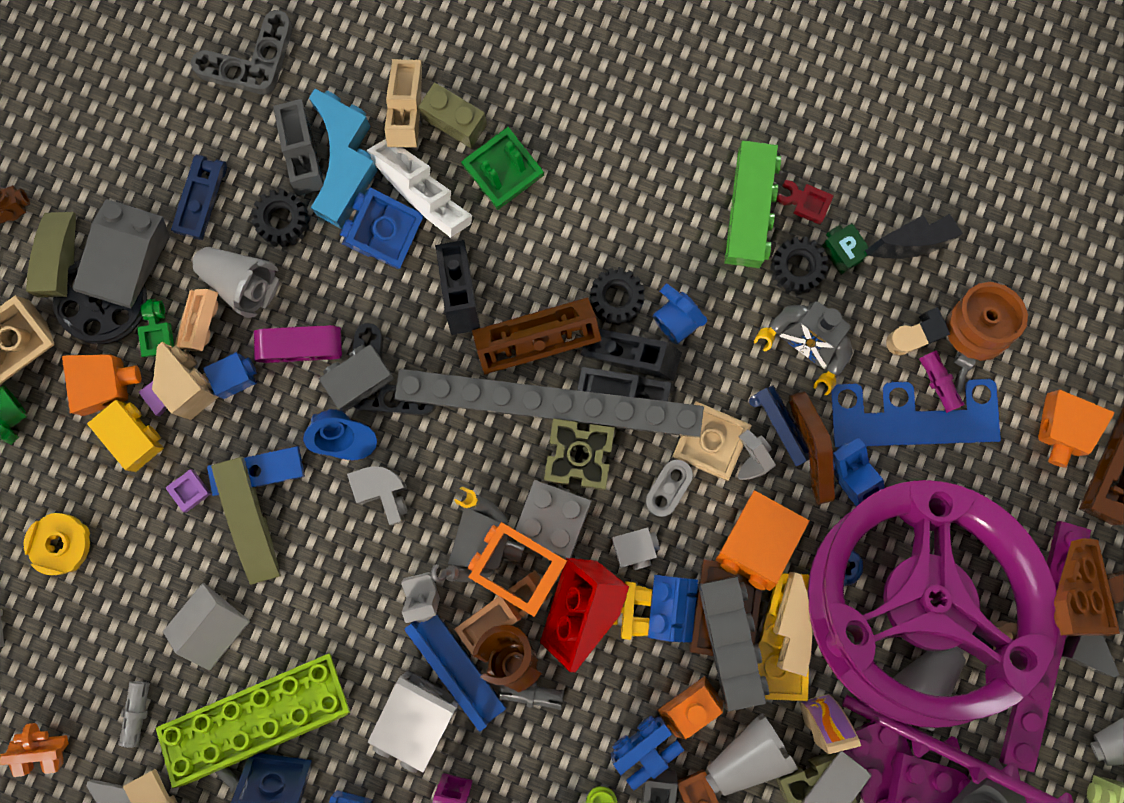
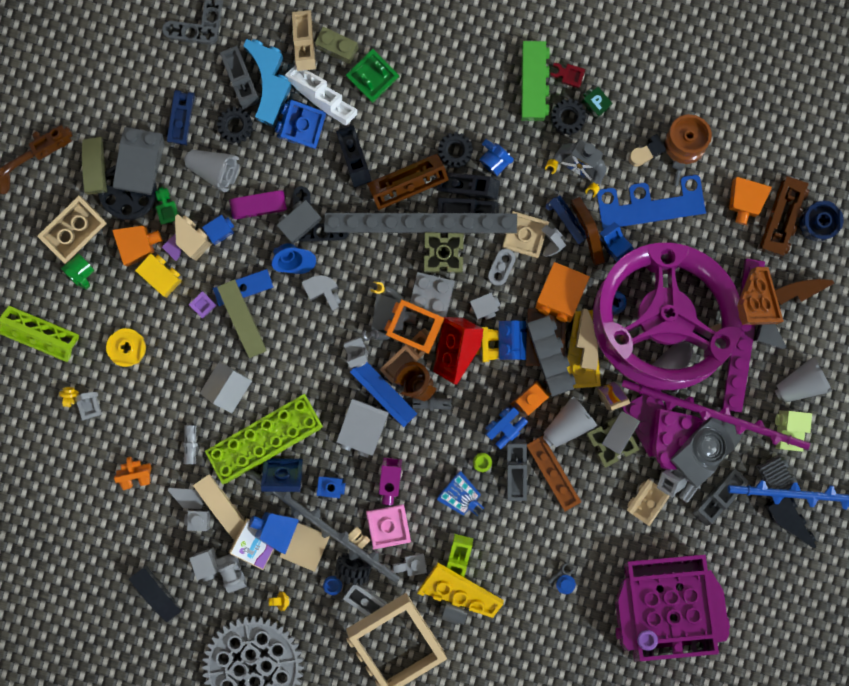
camera: 15 degrees left, 5 degrees up
(196, 319) = (192, 197): light nougat plate -> none
(916, 238) = (639, 91): black slope -> none
(941, 381) = (664, 180): magenta pin -> none

